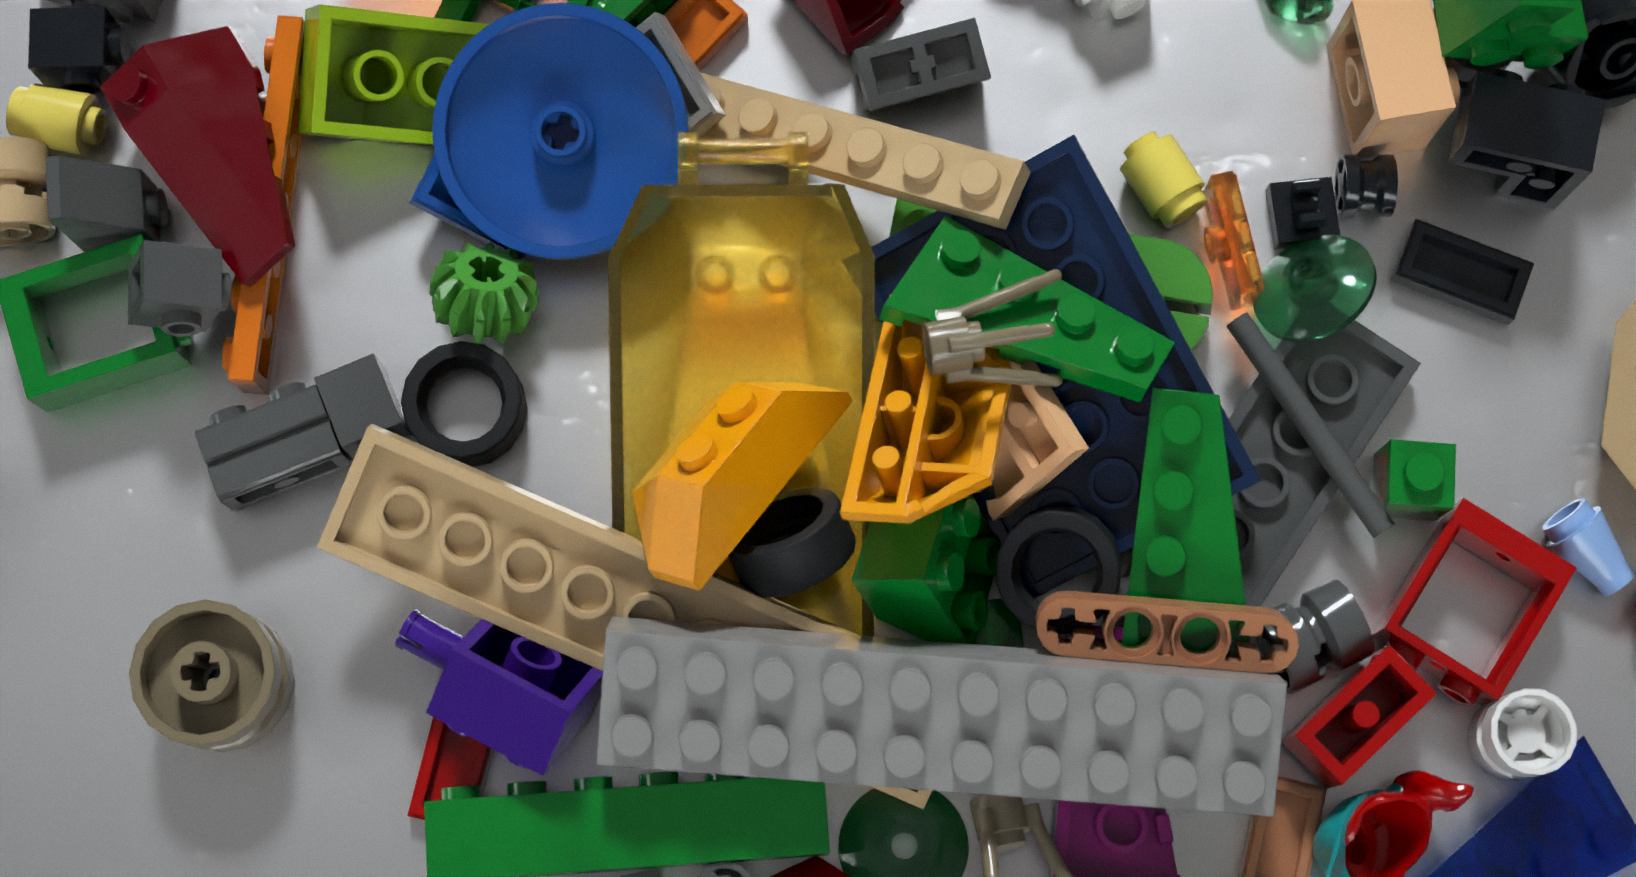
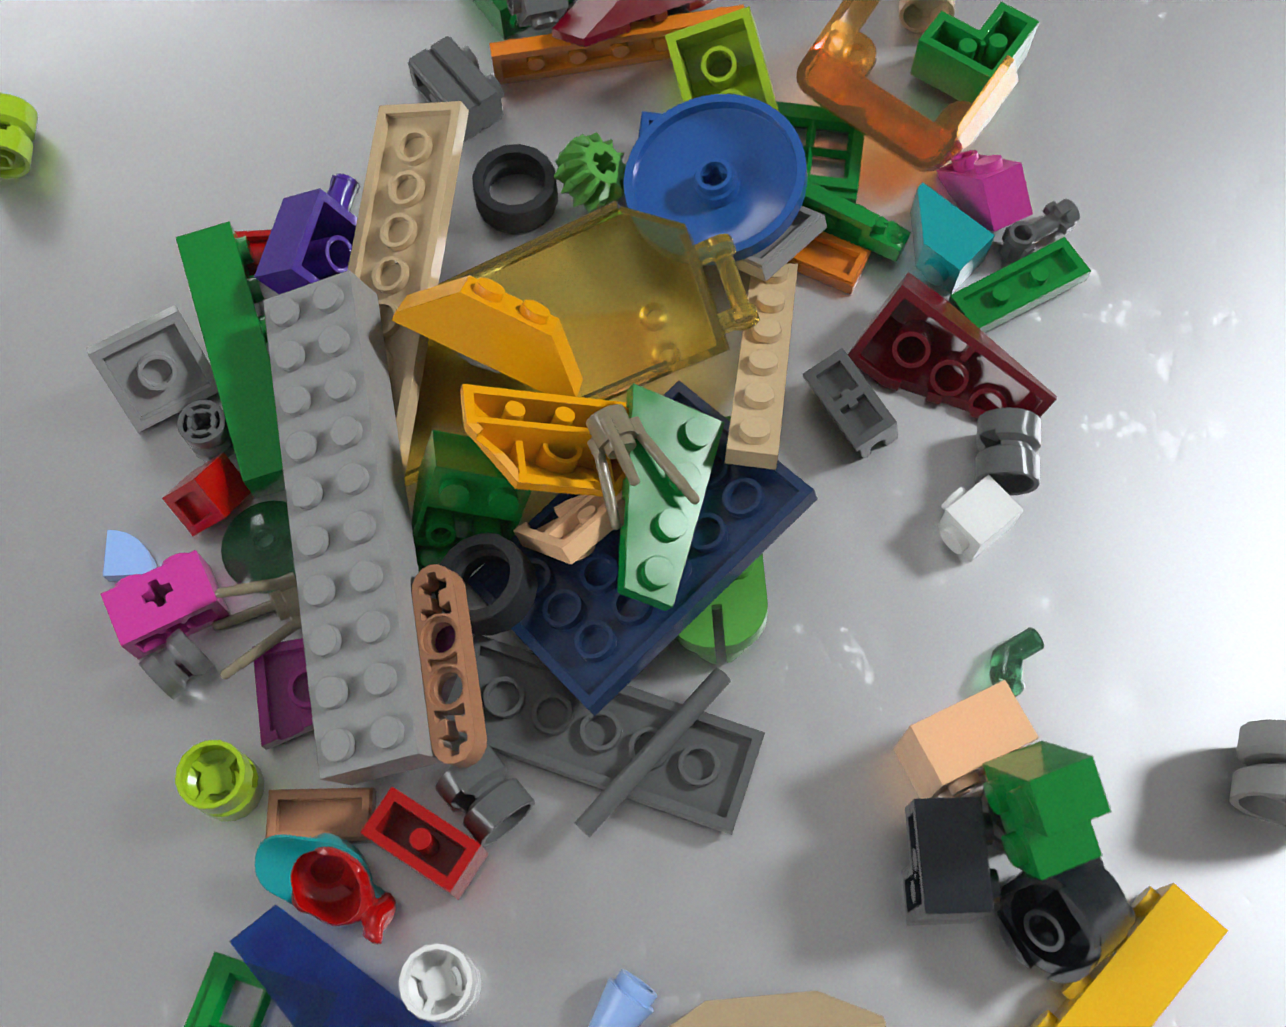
camera: 75 degrees right, 10 degrees down
(219, 713) = (294, 92): dark tan wheel -> none
(360, 397) = (495, 124): dark grey brick -> none
(794, 544) = (440, 384): black tyre -> none
(1163, 178) = (823, 598): light yellow brick -> none
(1185, 517) = (547, 658): green wing -> none
(1230, 241) = (789, 659): clear orange plate -> none
(1301, 211) = (833, 715): black tile -> none
(1315, 288) = (768, 731): clear green dish -> none
(1366, 185) = (869, 754): black wheel -> none
(1415, 479) = (633, 847): green brick -> none
(1462, 271) = (825, 856): black tile -> none
(1507, 551) = (494, 880): red window -> none

